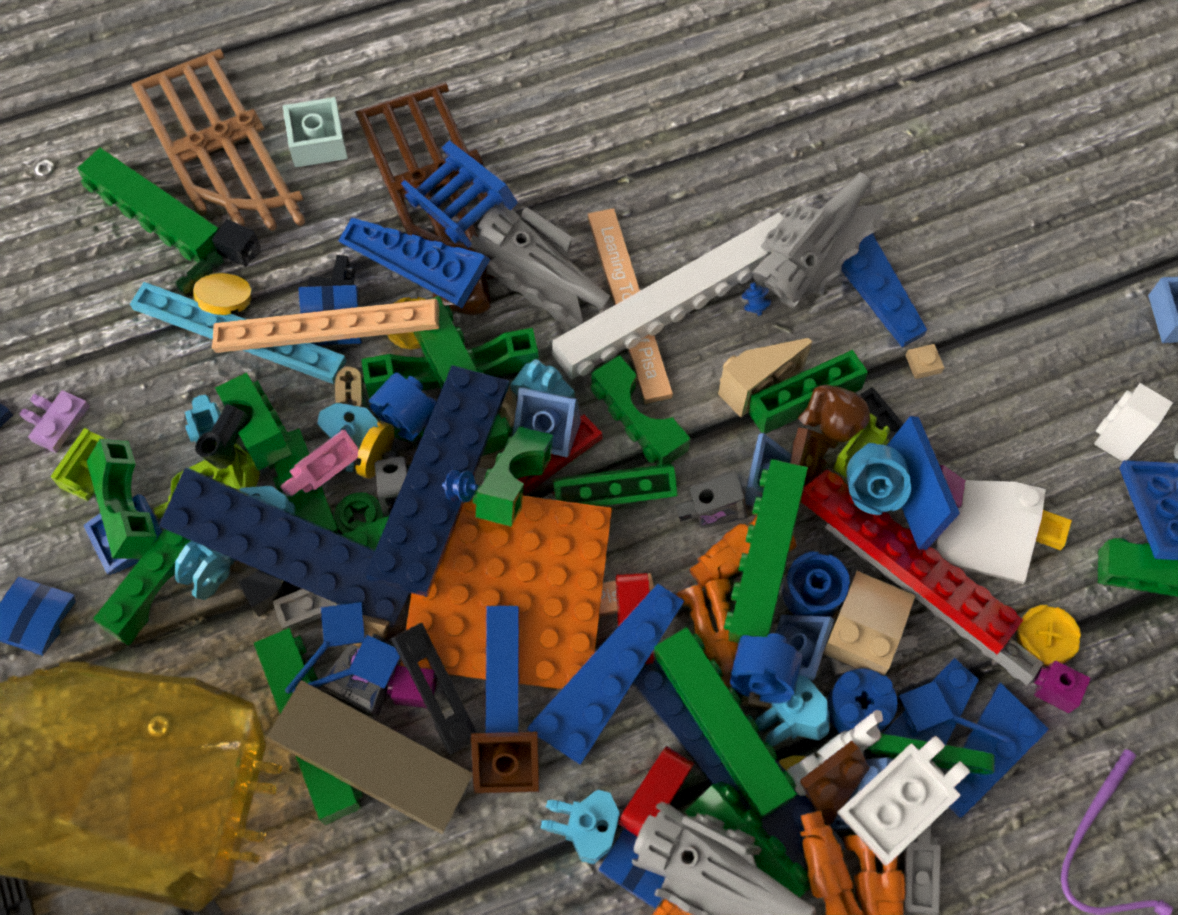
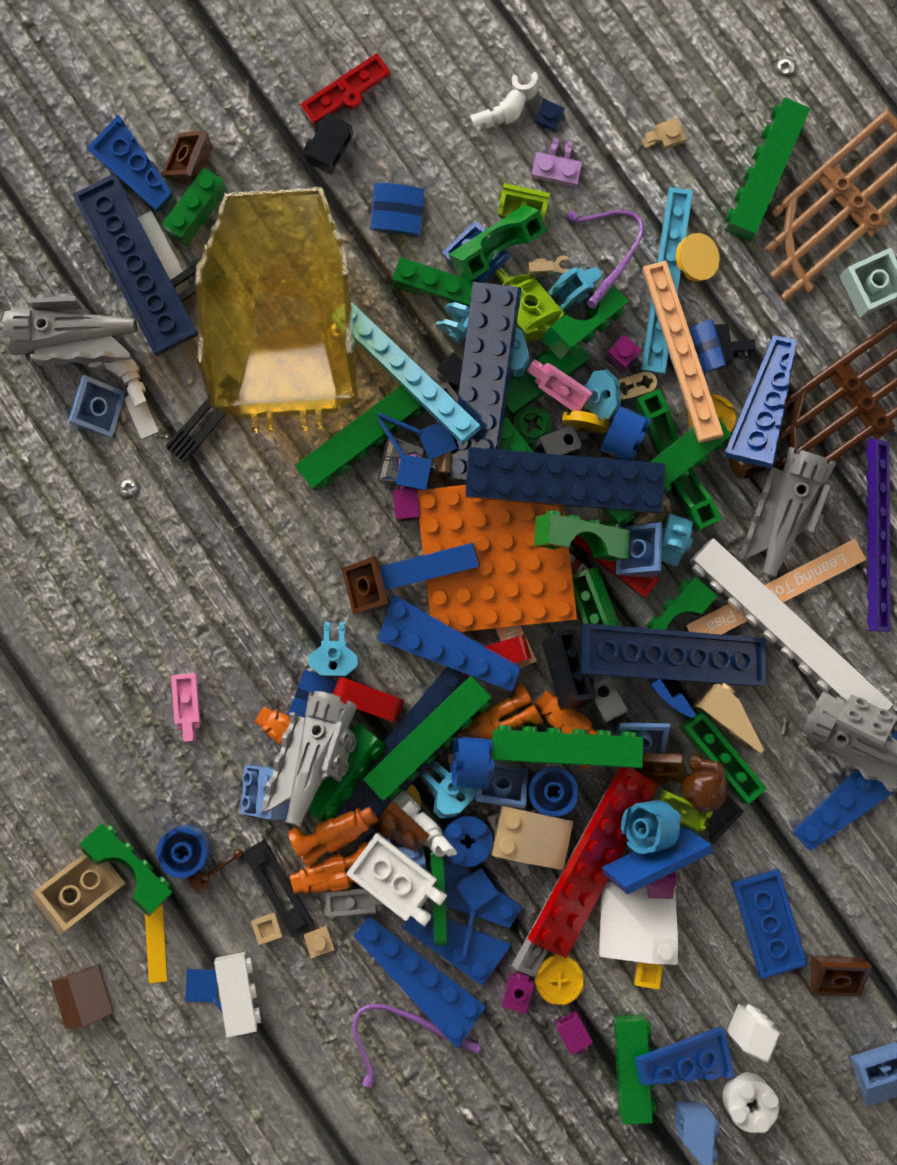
camera: 70 degrees right, 20 degrees up
(67, 296) = (666, 134): none -> tan plate
(173, 459) = (544, 269): none -> tan plate
(198, 271) = (715, 231): dark green axle -> none
(212, 381) = (609, 281): none -> medium lavender piece
(218, 444) = (560, 303): black piece -> none
(236, 243) = (749, 252): black brick -> none
(270, 626) = (413, 378): none -> medium azure plate
(307, 394) = (622, 354): none -> magenta brick
(370, 756) = (346, 487): dark tan tile -> none
(414, 646) = (429, 497): black container -> none
(460, 486) = (554, 498): blue wheel -> none
(469, 171) = (845, 443): blue fence -> none
(601, 193) = (878, 536): none -> dark purple plate
(670, 533) = (564, 663): none -> black brick
(677, 416) = (673, 655): none -> dark blue plate
(722, 433) = (674, 699): none -> blue slope
(756, 299) = (803, 699): blue wheel -> none
(924, 361) = (780, 852): tan plate -> none
(1004, 390) = (769, 923): none -> blue tile
(1048, 796) = (435, 994): none -> blue wing
(1070, 332) = (838, 975): none -> reddish brown slope
(1117, 630) = (573, 1033): none -> magenta brick

